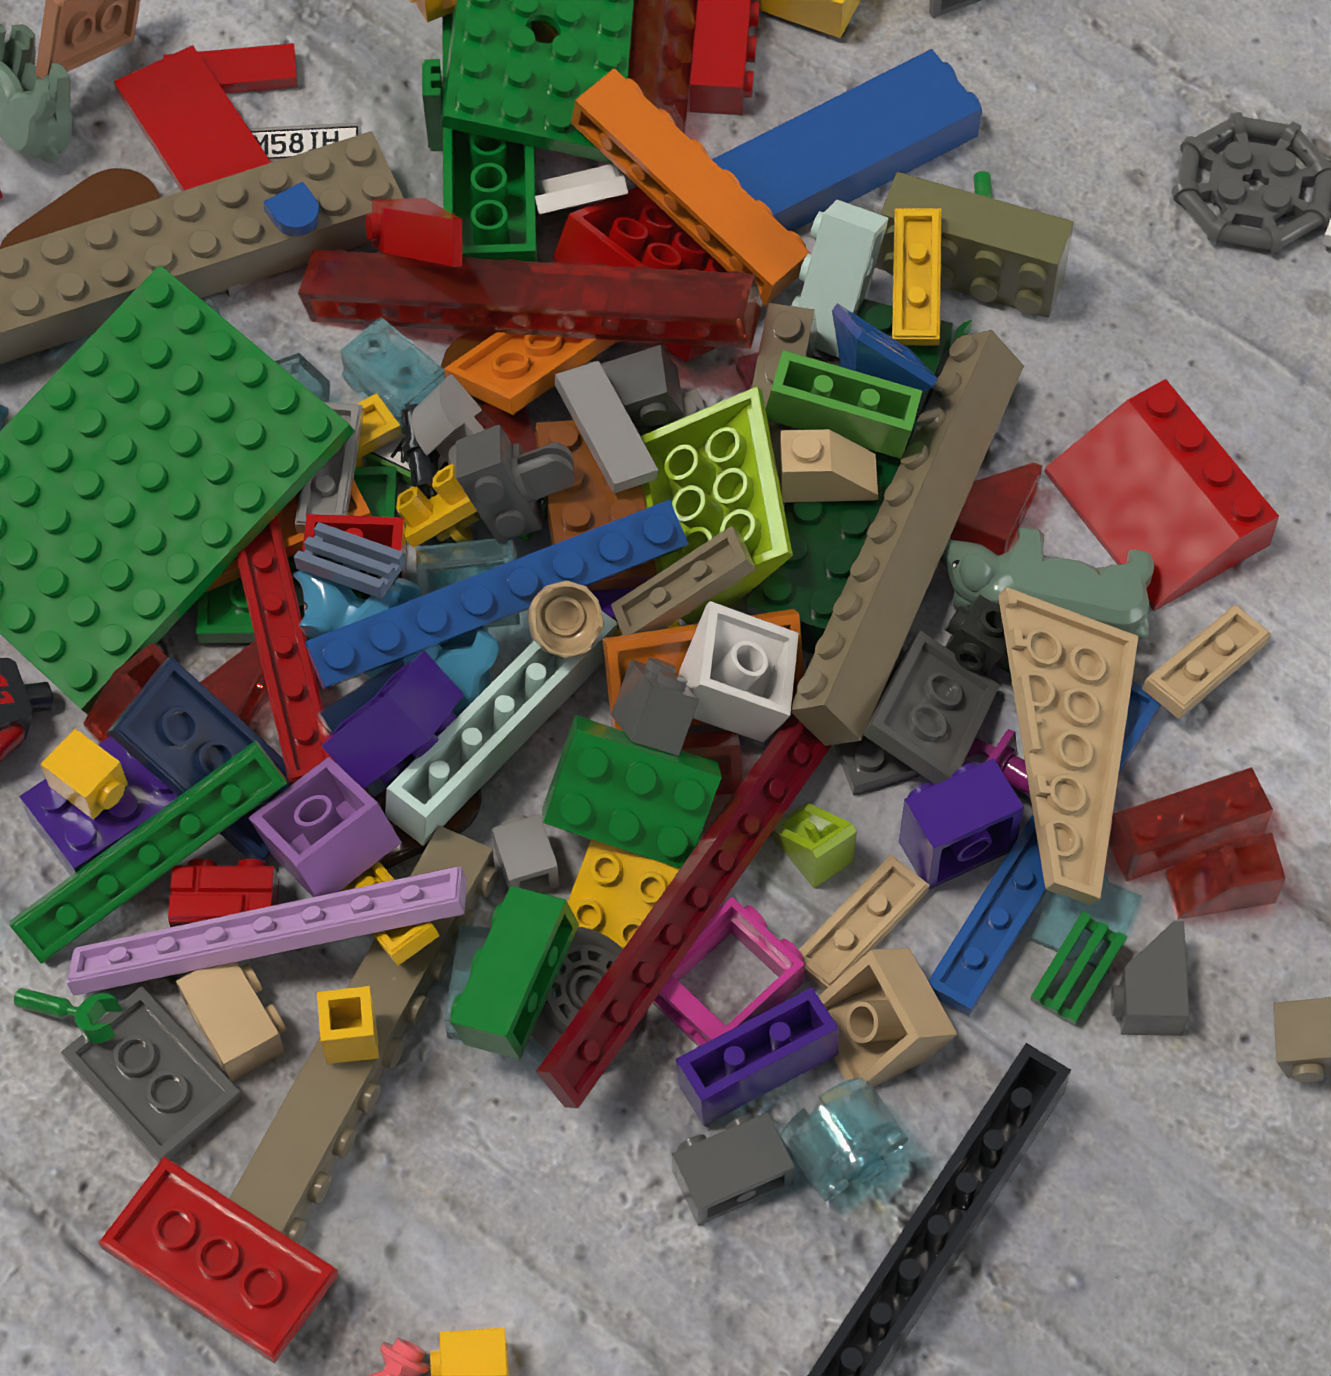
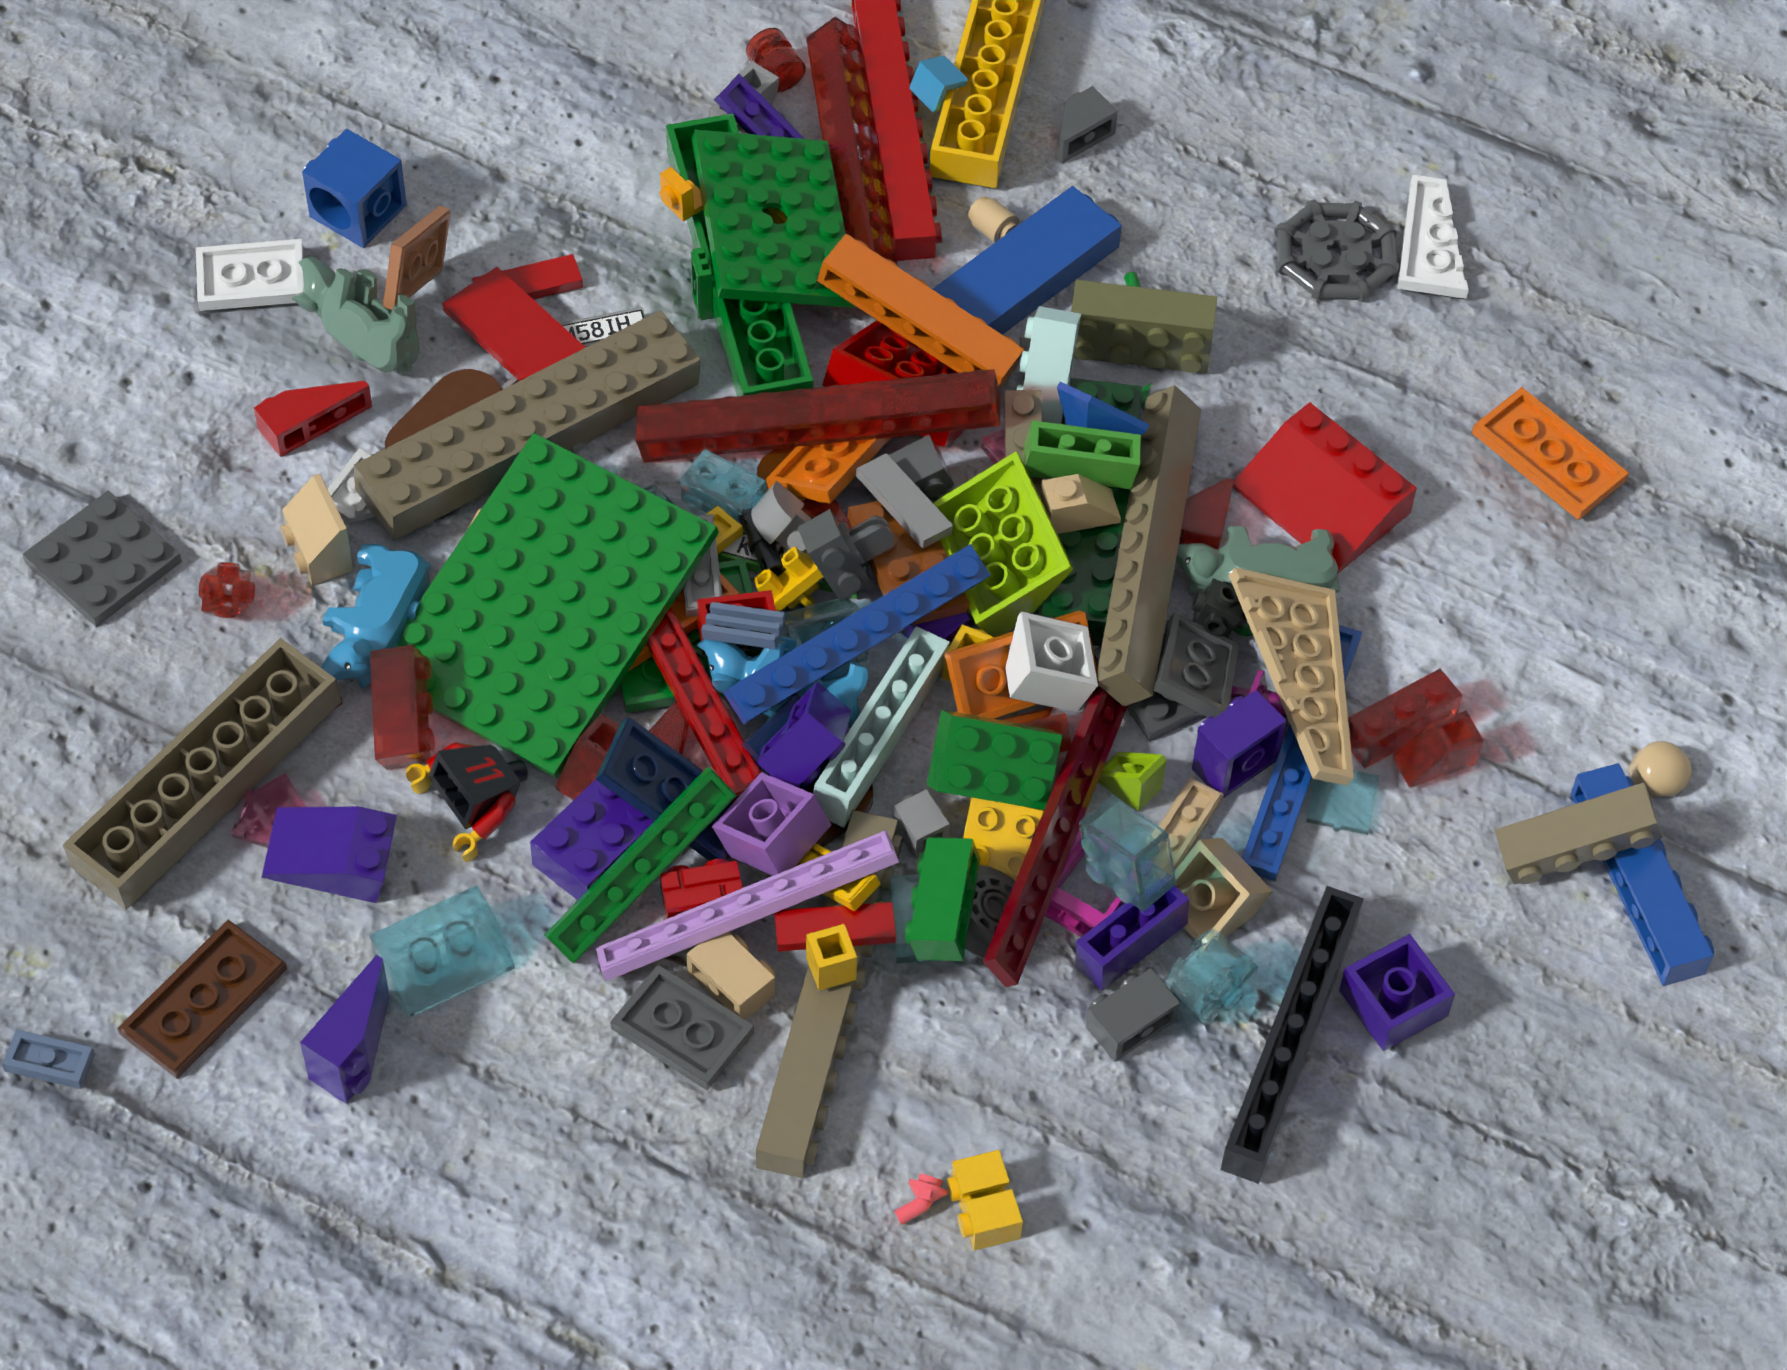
camera: 15 degrees left, 5 degrees down
(85, 774) = (582, 814): yellow brick -> none
(85, 1015) = (624, 990): green piece -> none
(219, 1259) = (776, 1139): red tile -> none
(293, 210) = (620, 378): blue tile -> none
(411, 987) = (866, 926): none -> red tile
(415, 230) = (721, 378): red slope -> none
(565, 619) = (915, 642): tan hair -> none
(580, 188) = (833, 329): white slope -> none
(655, 705) = (997, 693): dark grey brick -> none
(685, 584) = (996, 604): dark tan plate -> none
(764, 955) = (1127, 853): none -> clear light blue brick
(822, 74) = (992, 218): none -> tan brick
(917, 276) = (1110, 354): yellow tile -> none
(1088, 1205) = (1396, 992): none -> dark purple brick
(1100, 931) = (1356, 804): green tile -> none
(1155, 987) = (1406, 836): dark grey slope -> none
(1206, 661) = (1386, 601): tan tile -> none

